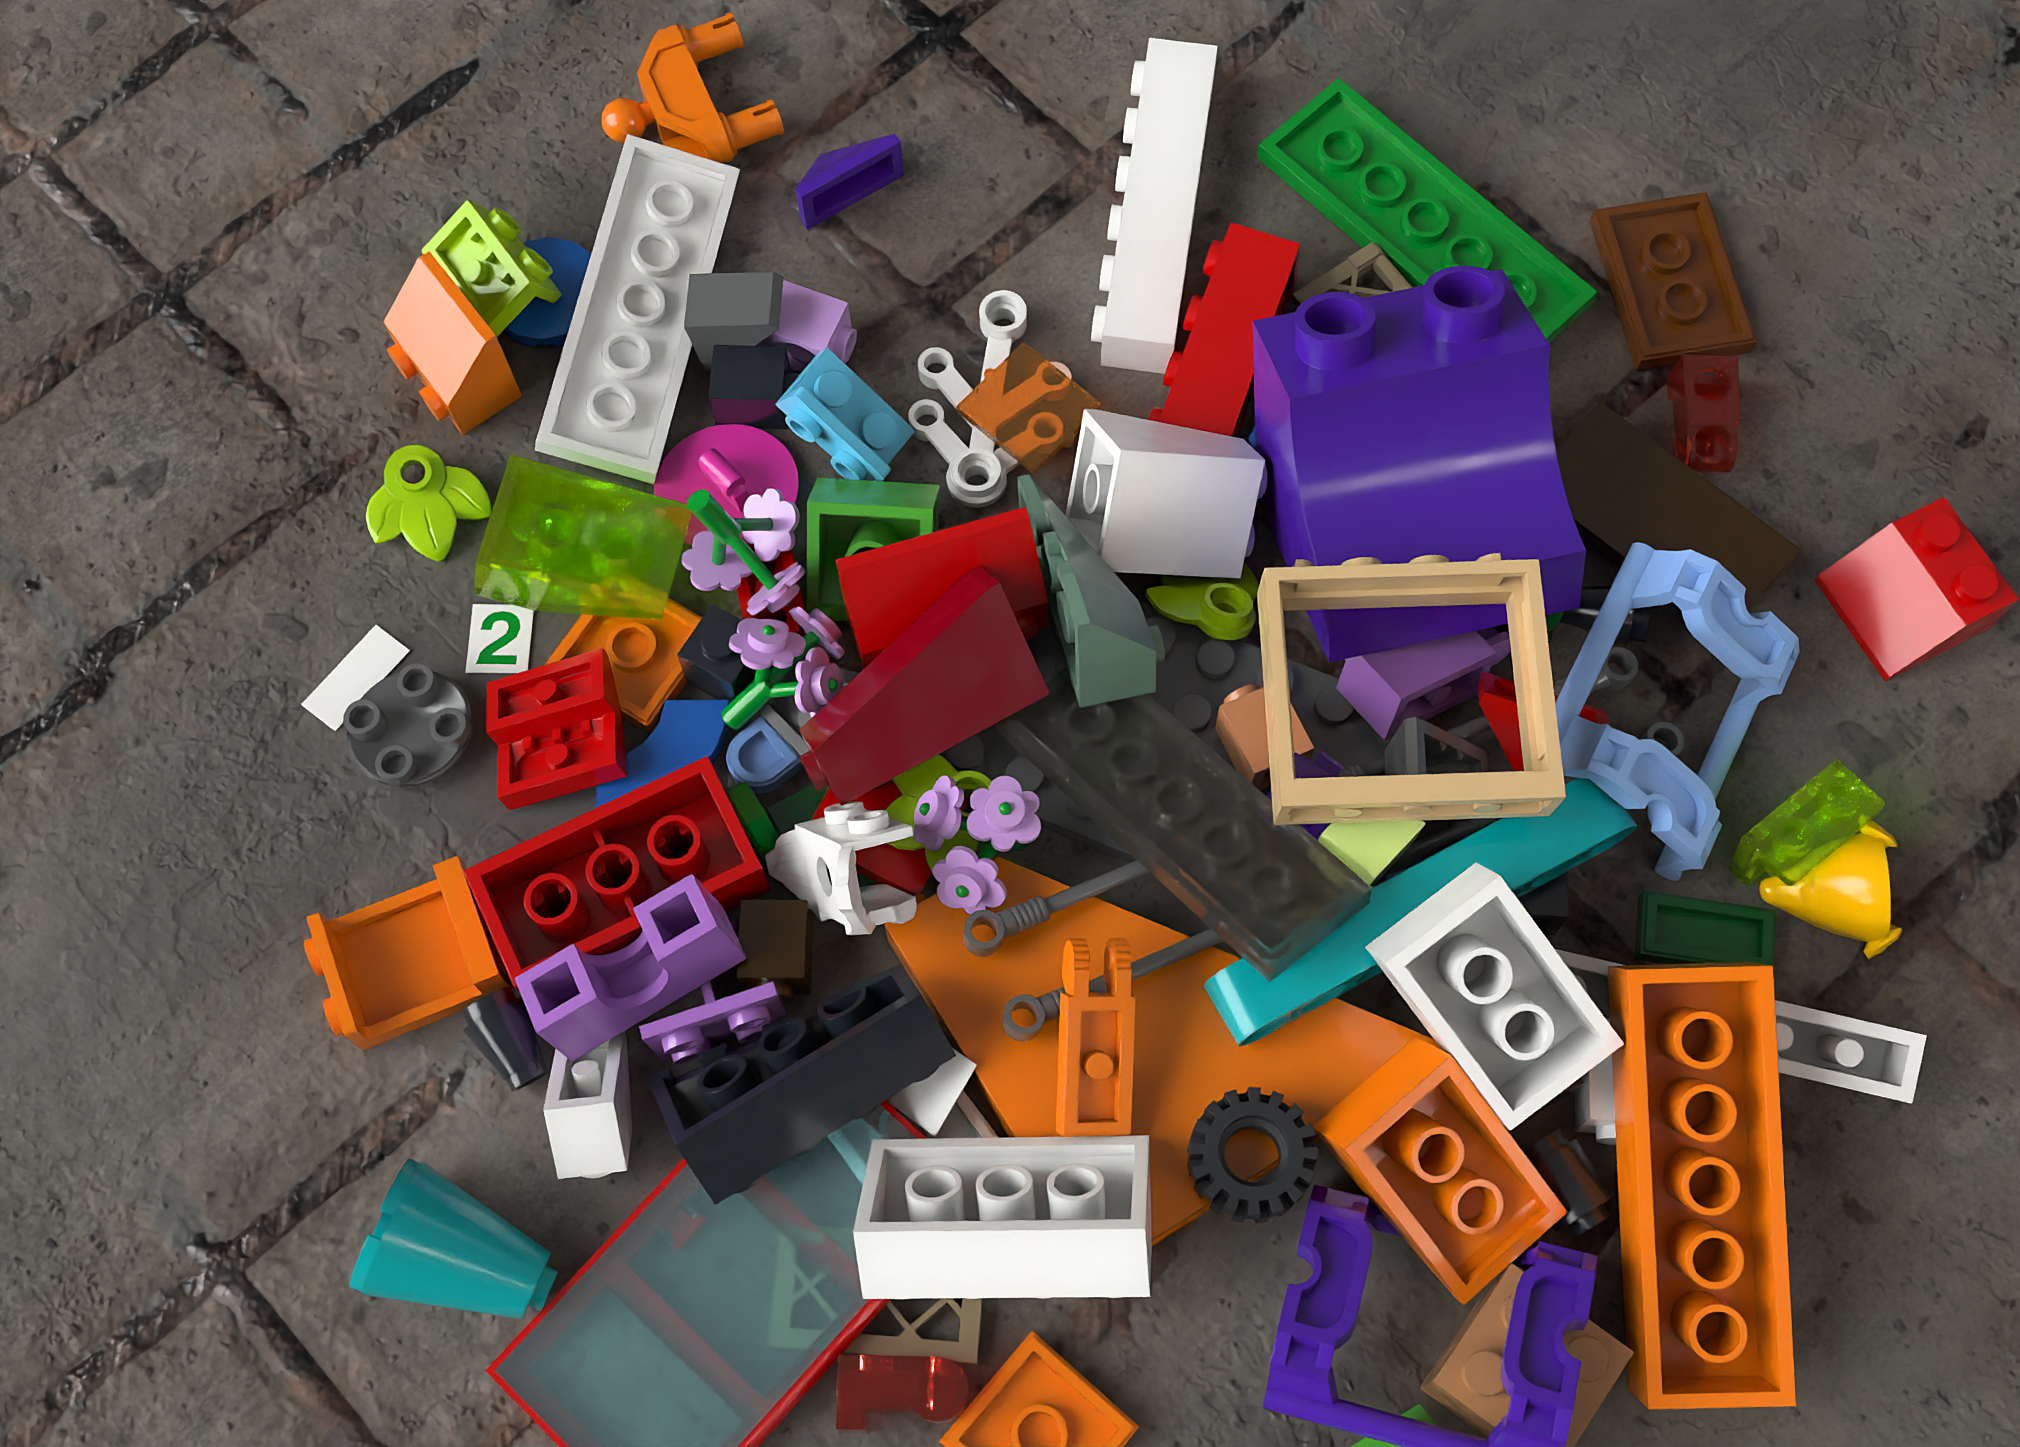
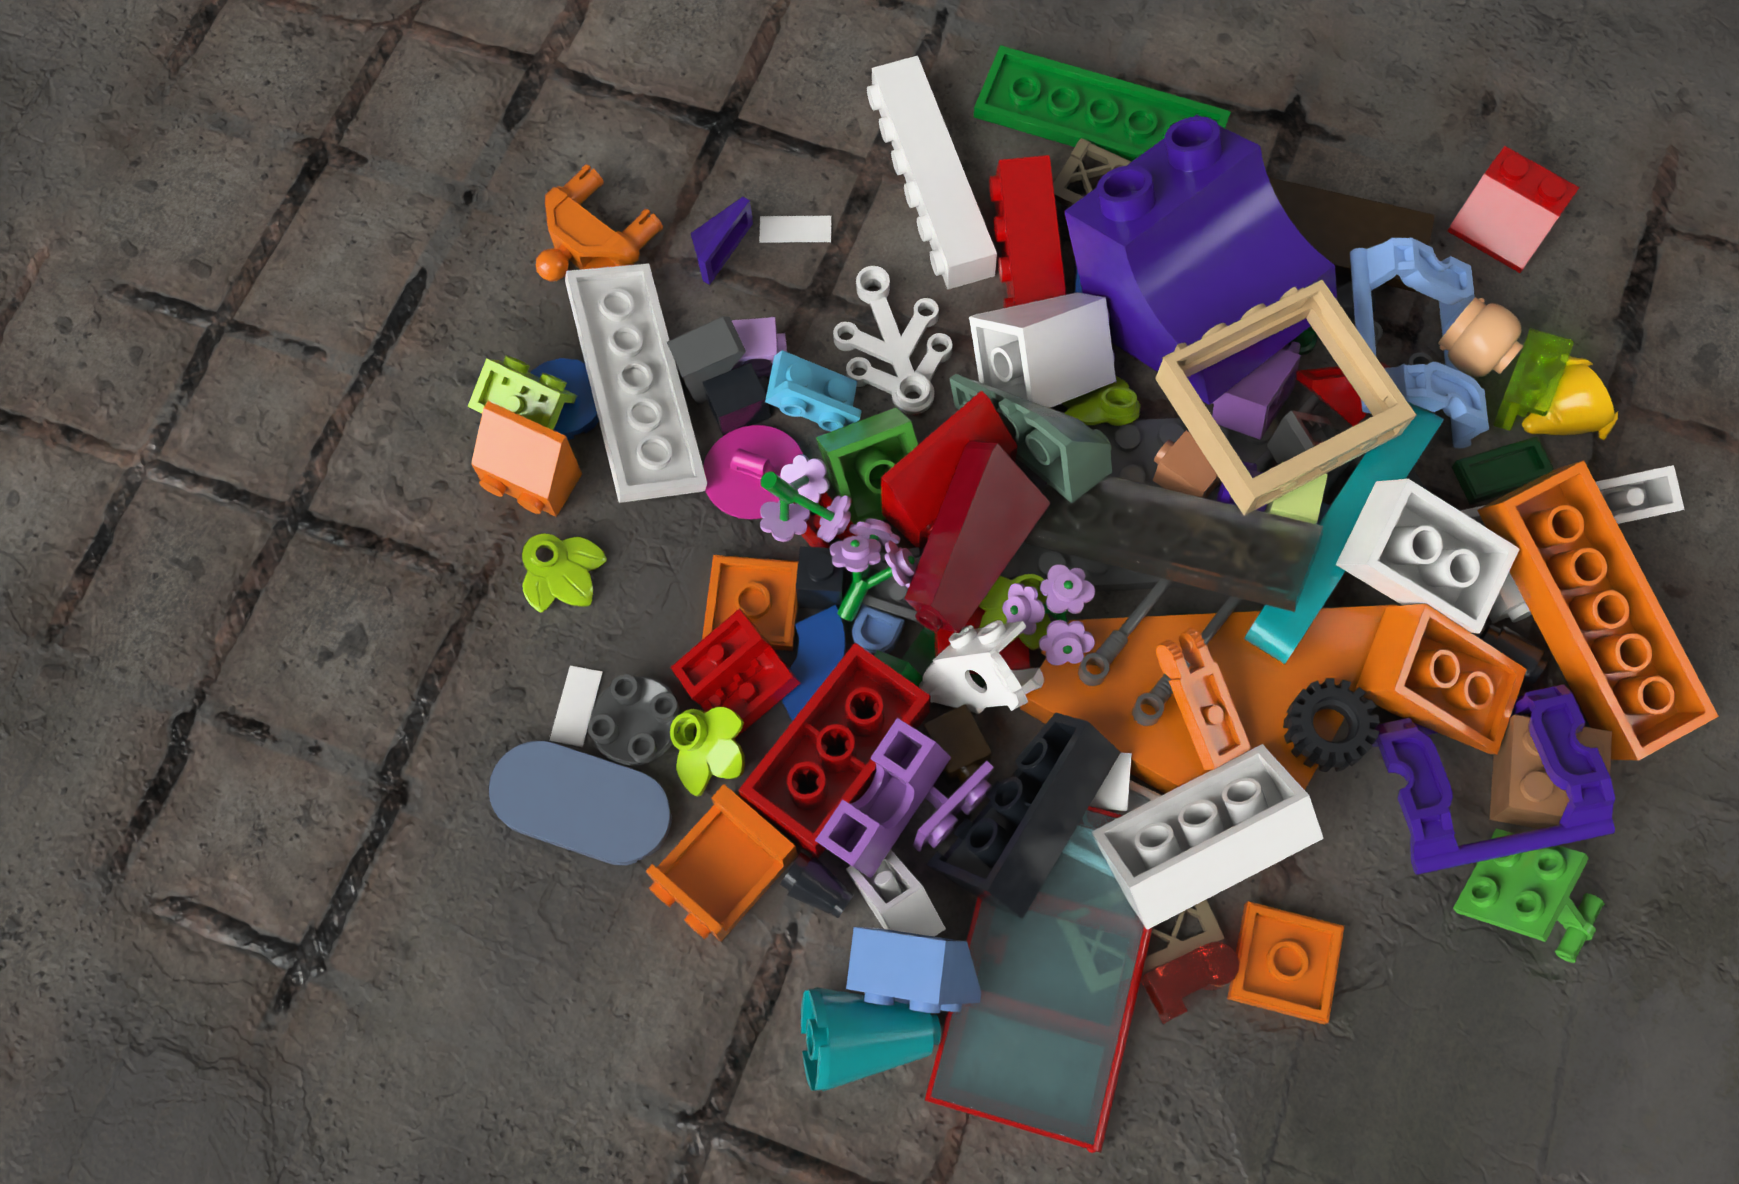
camera: 25 degrees left, 0 degrees up
(291, 797) = (580, 802): none -> sand blue tile
(472, 801) = (711, 750): none -> lime plate
(499, 639) = (658, 636): white sticker -> none
(538, 1200) = (912, 970): none -> medium blue slope
(579, 544) = (685, 549): clear neon green slope -> none
(951, 205) = (795, 229): none -> white sticker
(1027, 407) = (922, 334): clear orange piece -> none
(1672, 280) = (1266, 87): reddish brown tile -> none
(1705, 411) = (1334, 156): clear red leg -> none
(1761, 742) = (1482, 339): none -> light nougat piece

